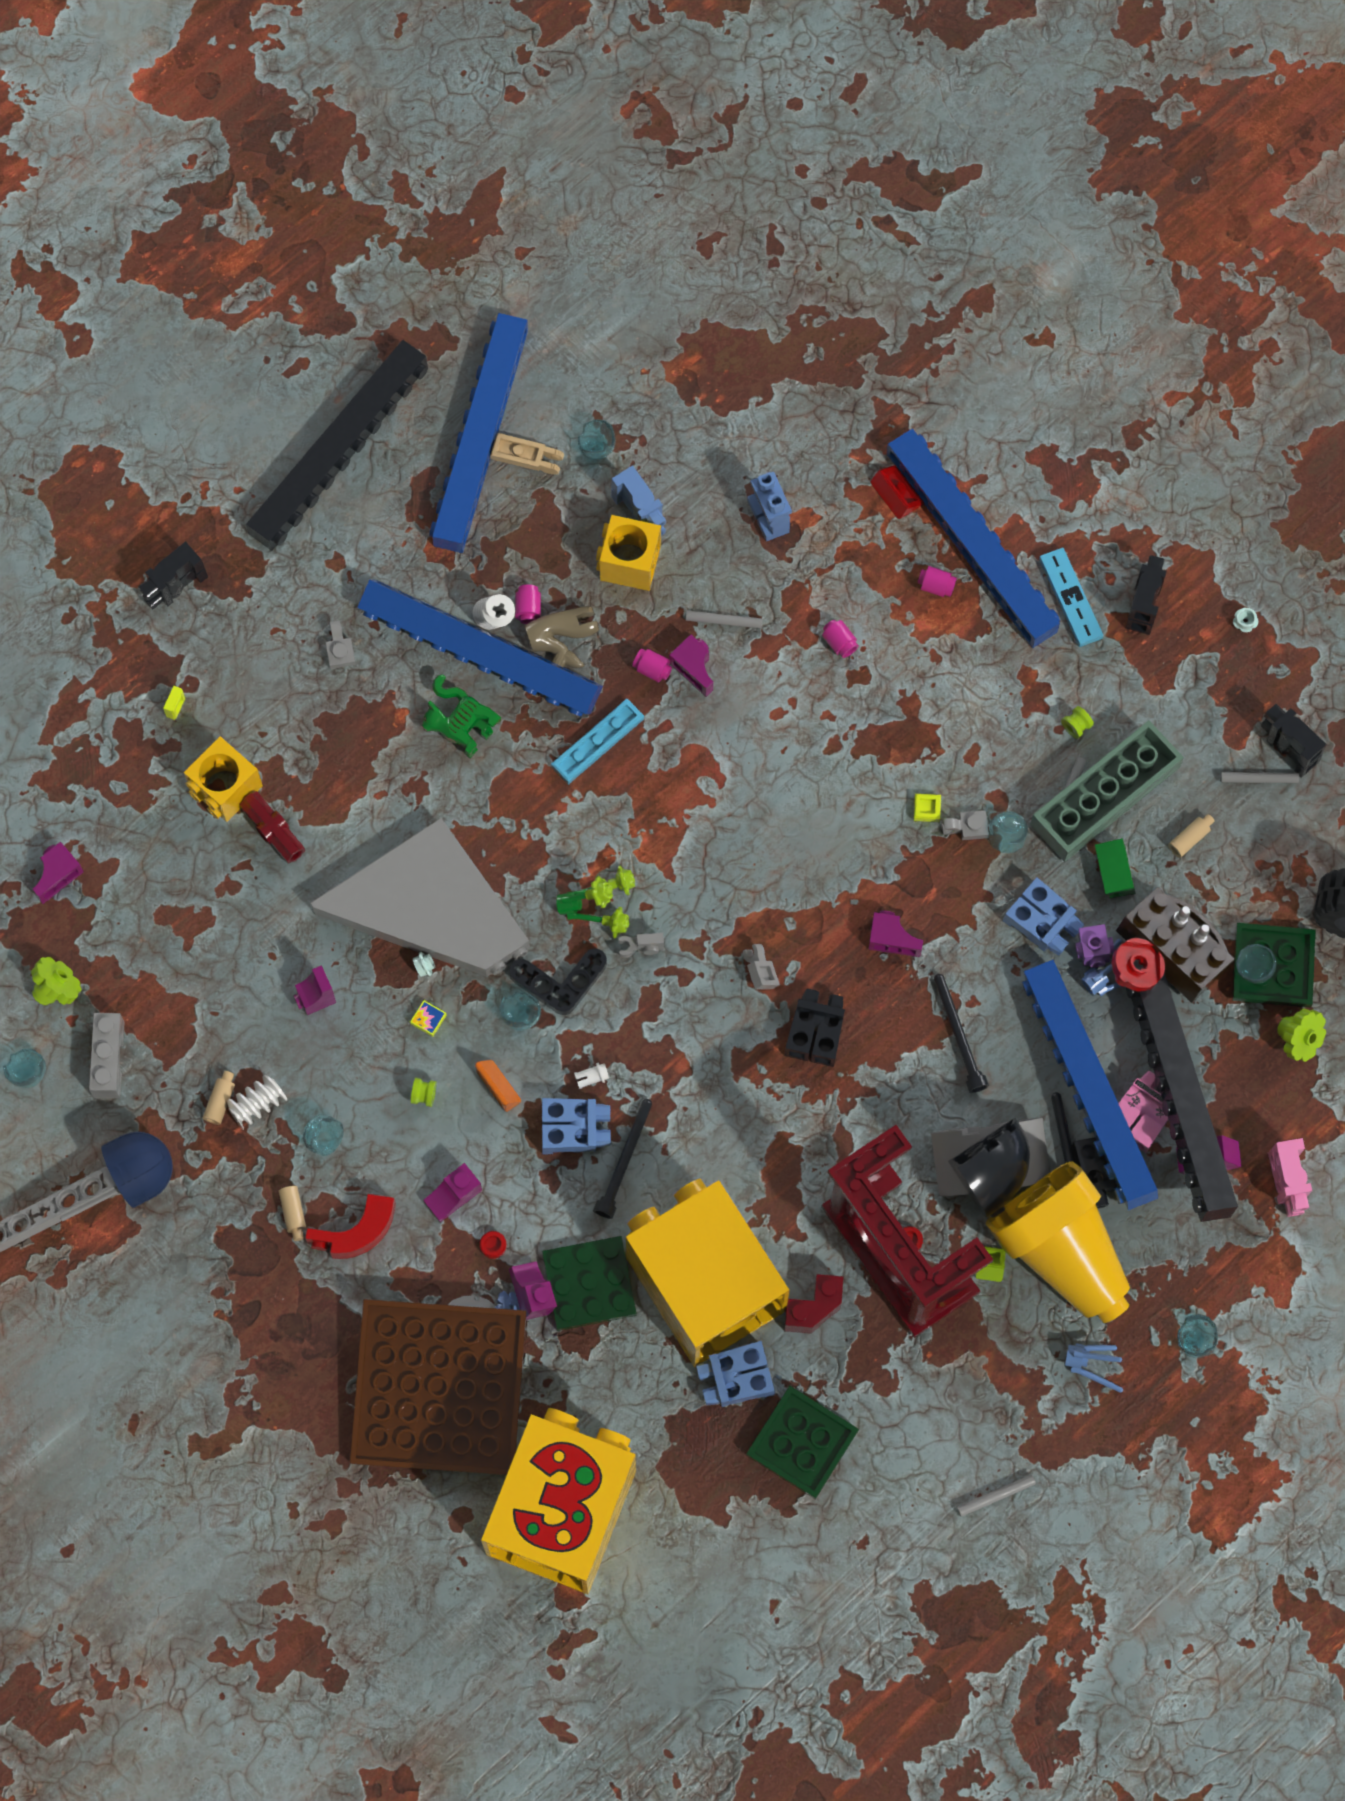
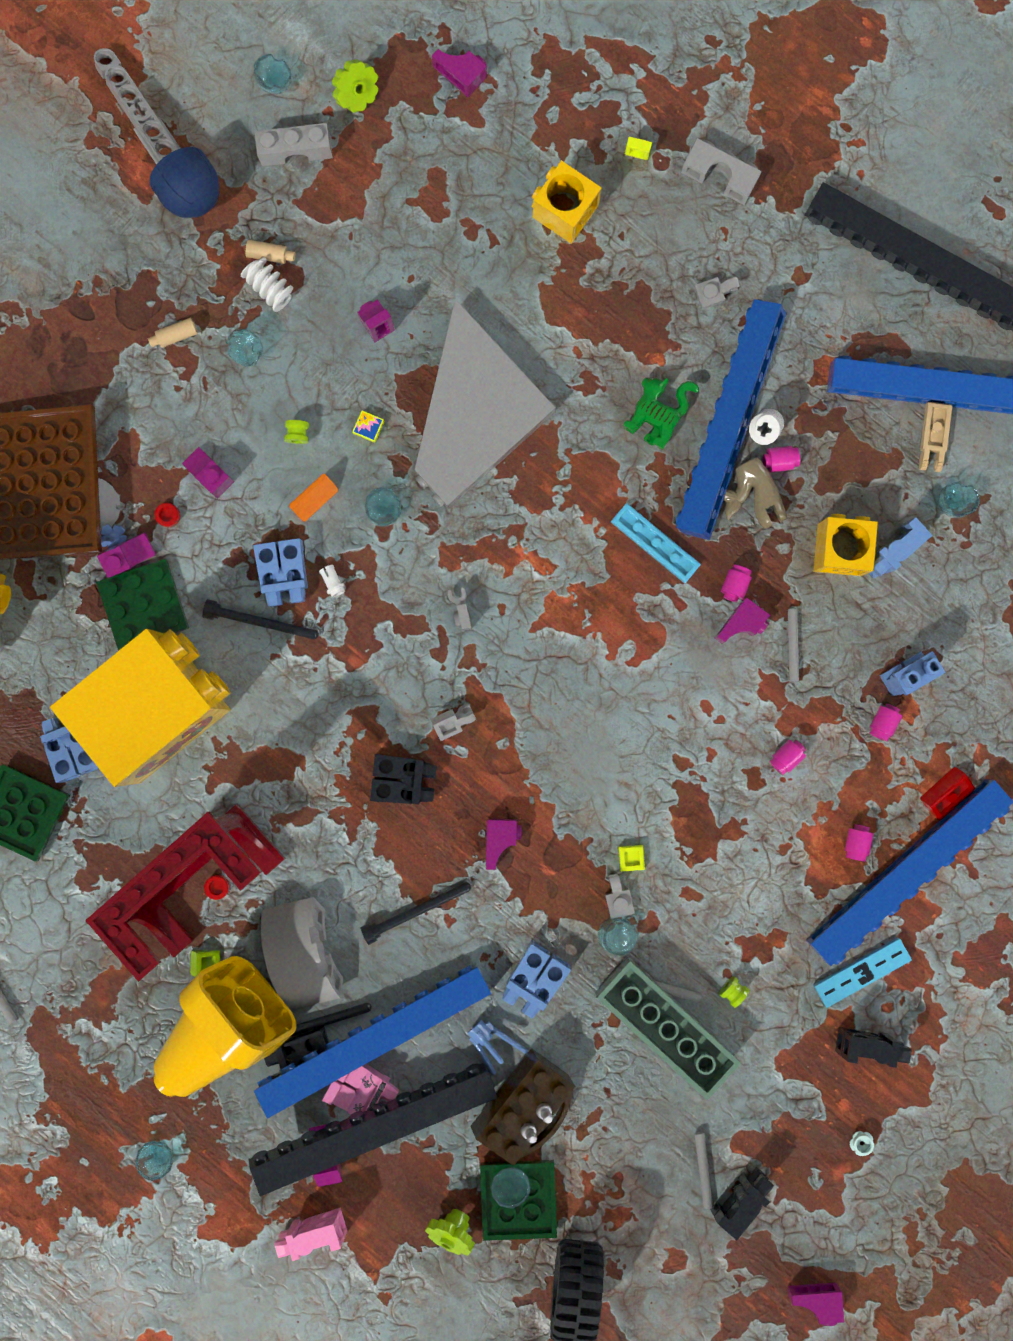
camera: 85 degrees right, 15 degrees up
(172, 576) = (760, 122): black hips -> none
(223, 605) = (707, 158): none -> light grey arch
(272, 827) = (529, 257): dark red piece -> none
(362, 1237) = (170, 406): red arch -> none
(424, 964) = (416, 414): light aqua plate -> none
(565, 989) = (412, 547): black beam -> none
(602, 893) = (496, 564): lime plant -> none
(808, 1315) = (132, 806): dark red brick -> none
(816, 540) = (885, 722): none -> dark pink brick
(994, 1167) = (276, 959): black brick -> none
(1078, 1356) = (123, 1053): medium blue plant -> none
(1094, 946) = (520, 1034): medium lavender brick -> none
(1115, 868) = (592, 1041): green hinge -> none
(1127, 974) = (488, 1063): red plate -> none
(1191, 835) = (636, 1110): tan cylinder -> none

